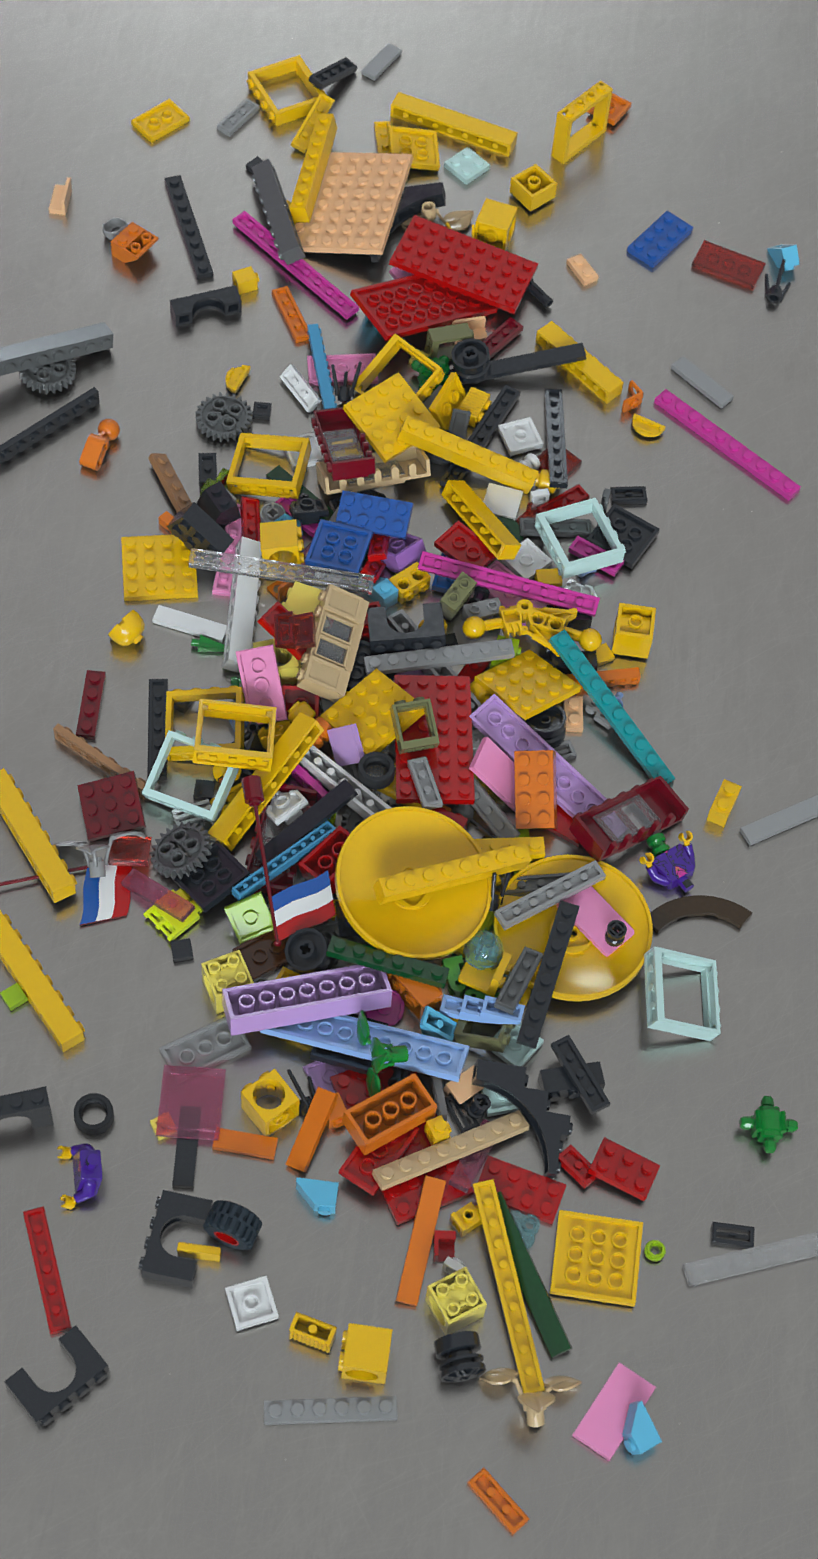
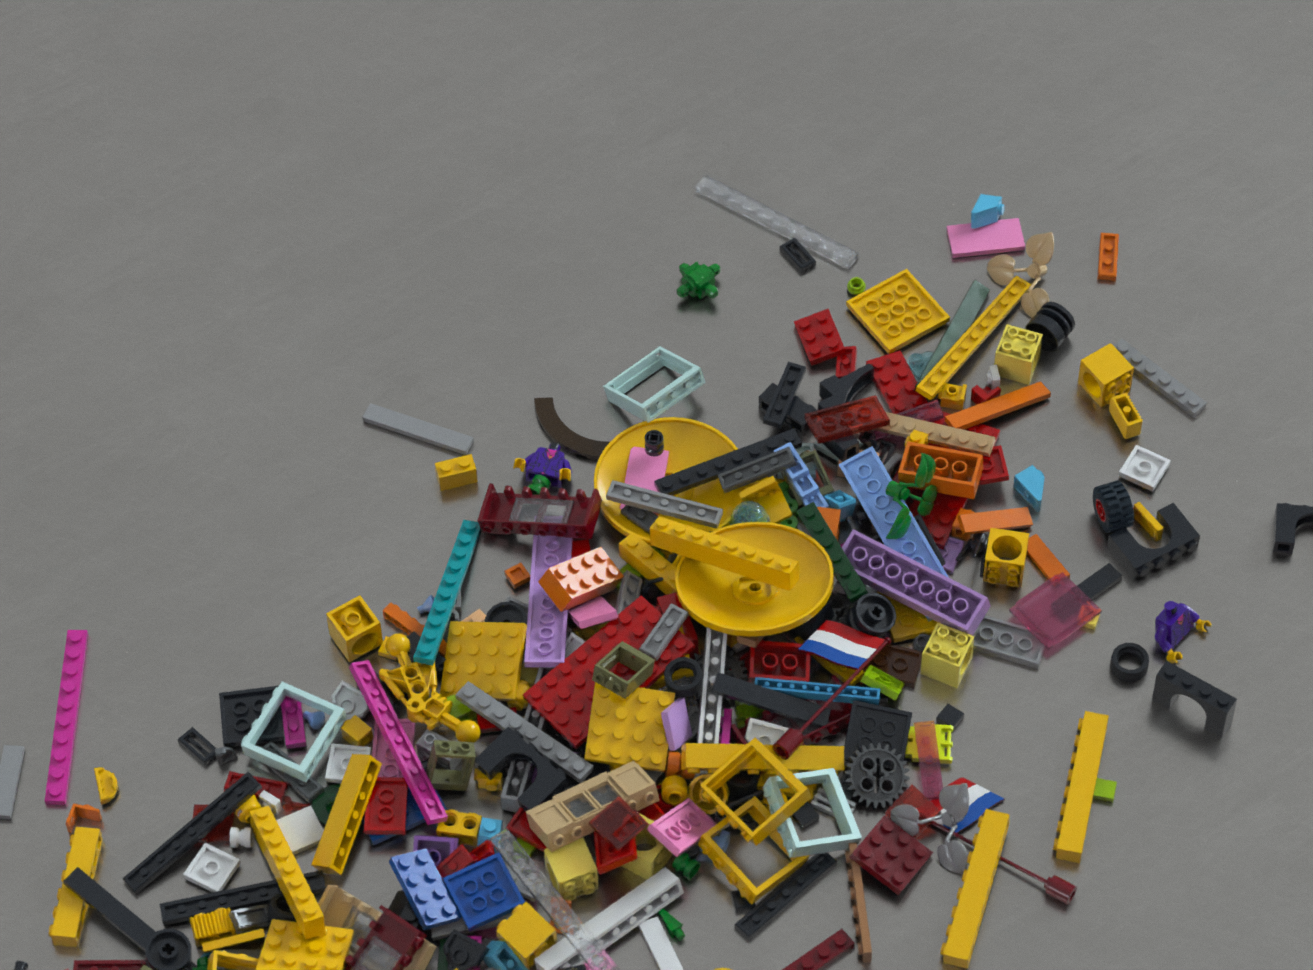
camera: 125 degrees left, 5 degrees down
(47, 1270) = (1257, 600): red tile -> none
(507, 1091) = (847, 419): none -> clear red tile
(590, 772) = (517, 575): none -> orange plate

